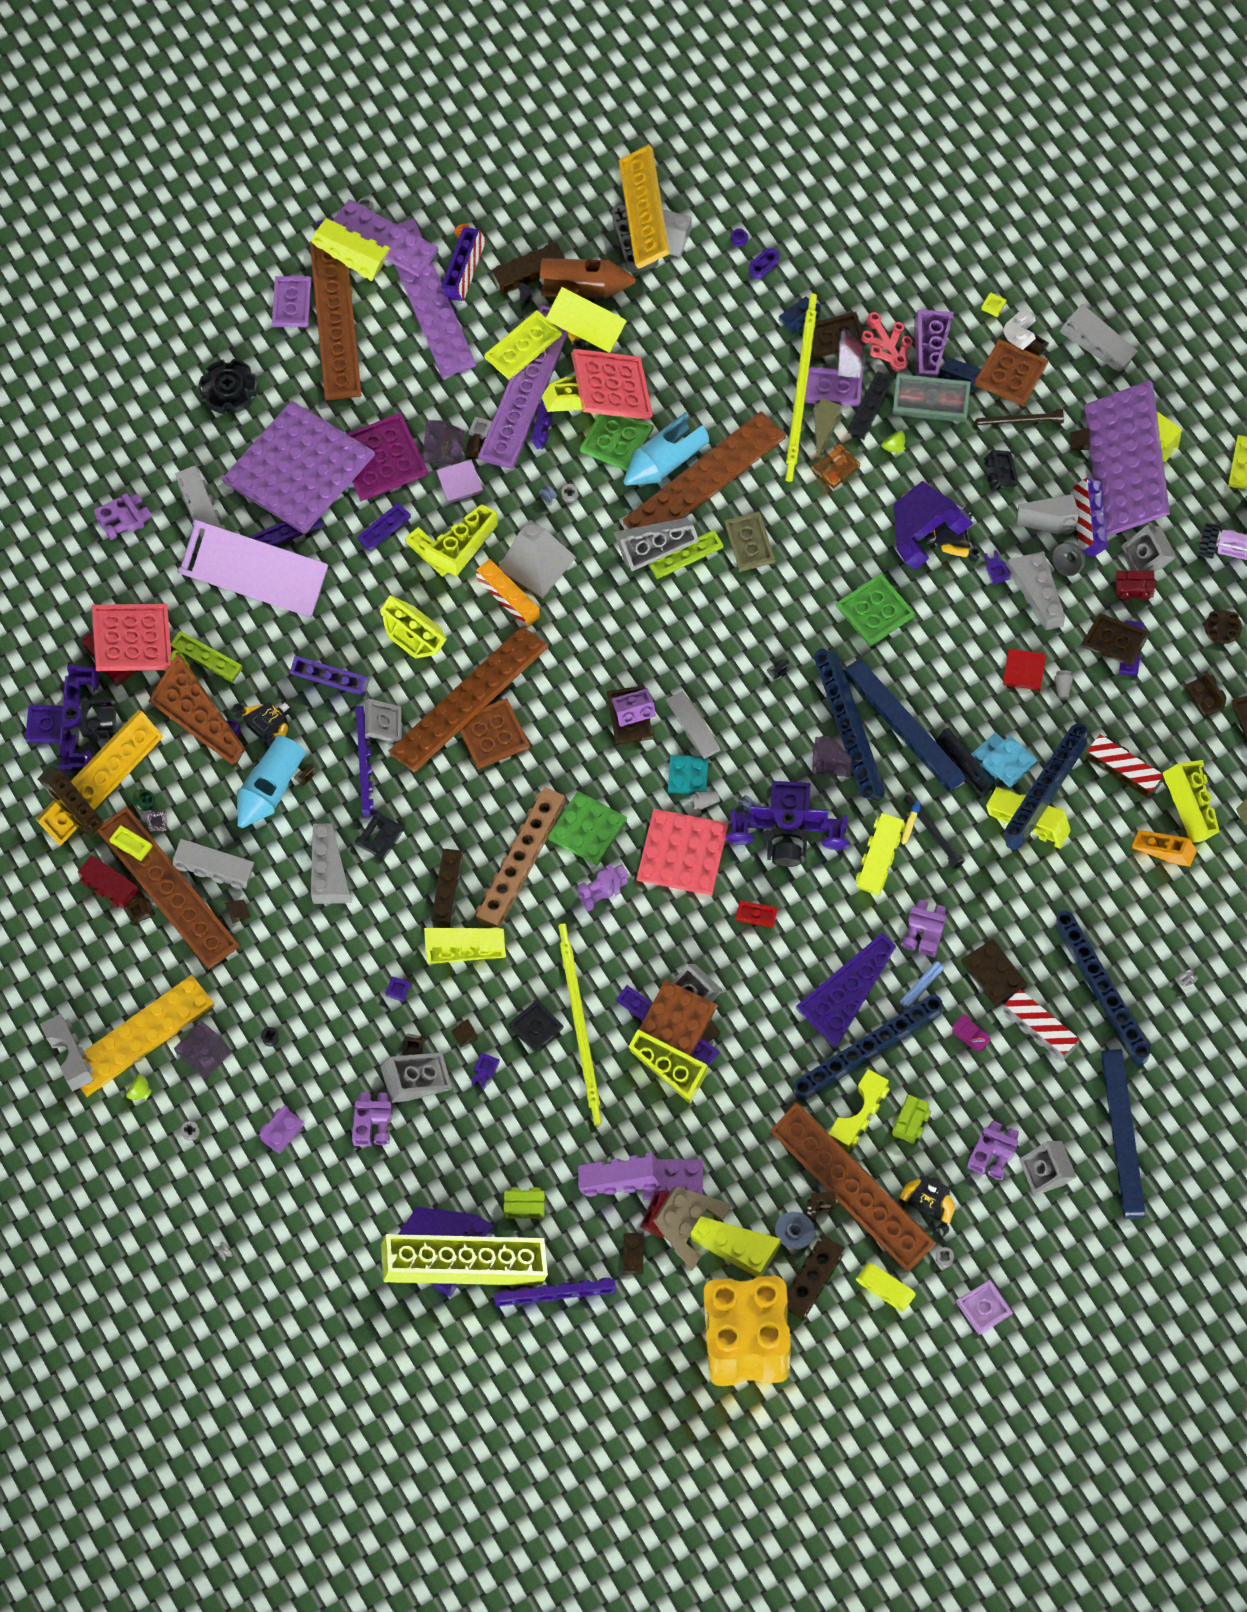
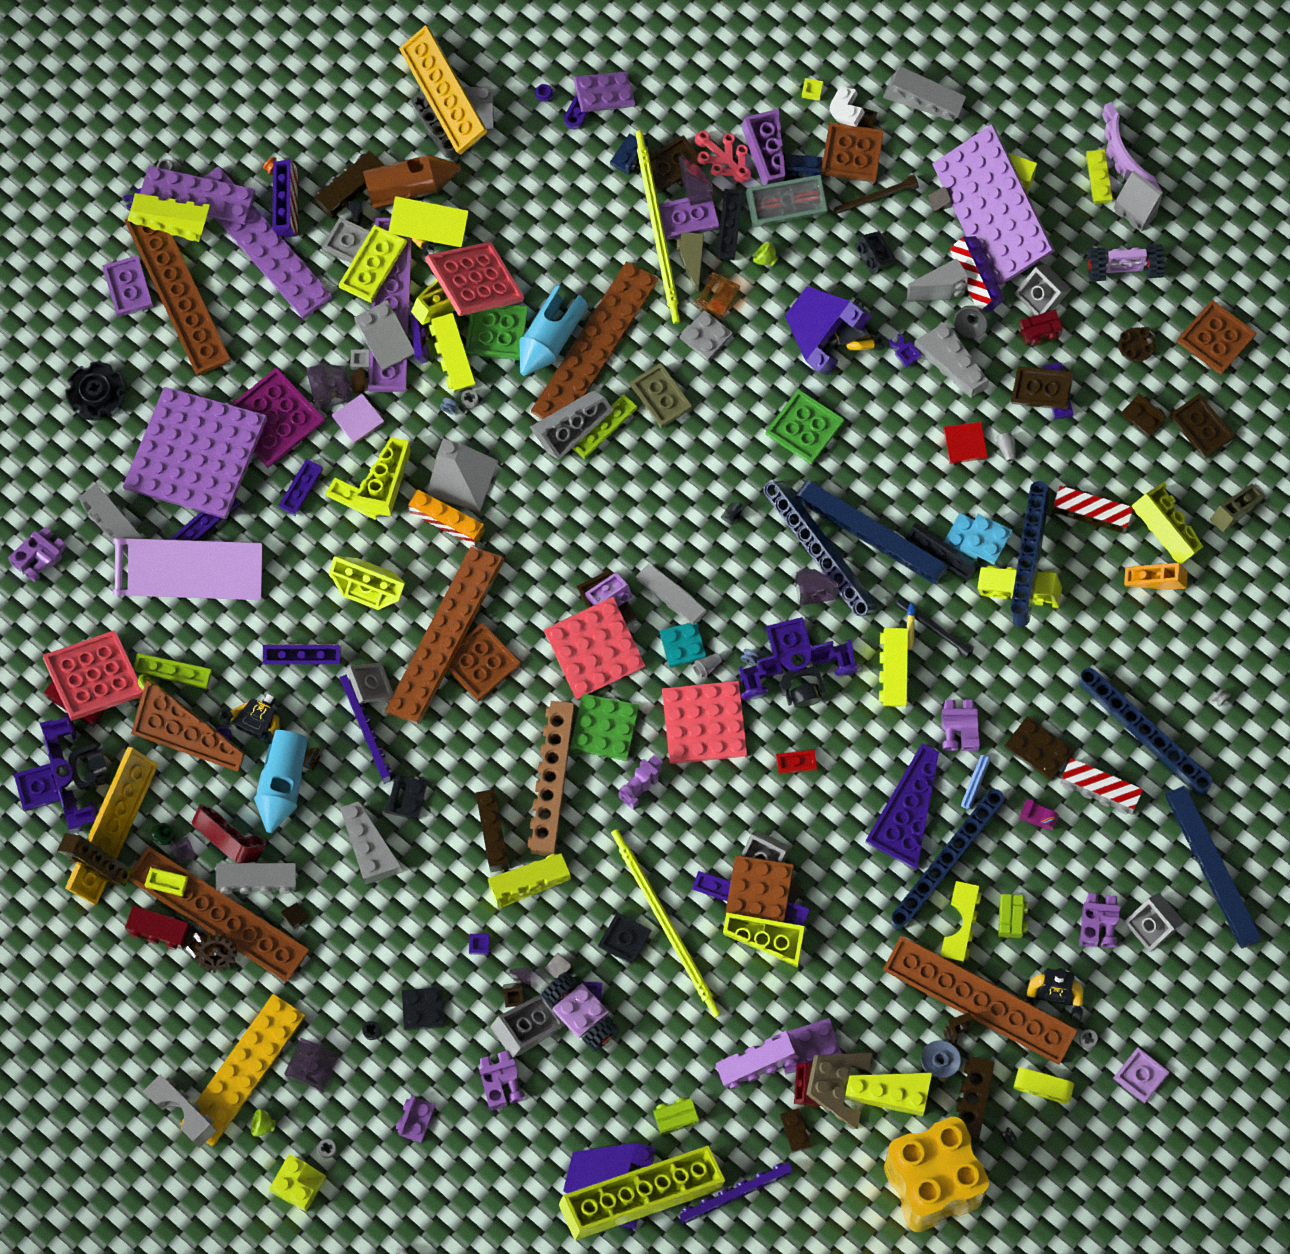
camera: 20 degrees left, 5 degrees up
(142, 919) = (224, 956): none -> dark brown gear
(150, 1152) = (297, 1182): none -> neon yellow slope
(200, 819) = (226, 837): none -> dark red beam
(324, 1032) = (422, 1008): none -> black plate
(427, 1028) = (521, 975): none -> clear purple slope
(469, 1078) = (580, 1011): none -> plate
(505, 316) = (345, 240): none -> light grey plate
(509, 411) = (384, 335): none -> light grey slope
(567, 445) = (452, 353): none -> neon yellow wedge
(602, 751) = (594, 647): none -> coral plate
(795, 251) = (604, 91): none -> medium lavender plate
(812, 500) = (706, 335): none -> light grey plate
(835, 1324) = (1009, 1137): none -> black bush

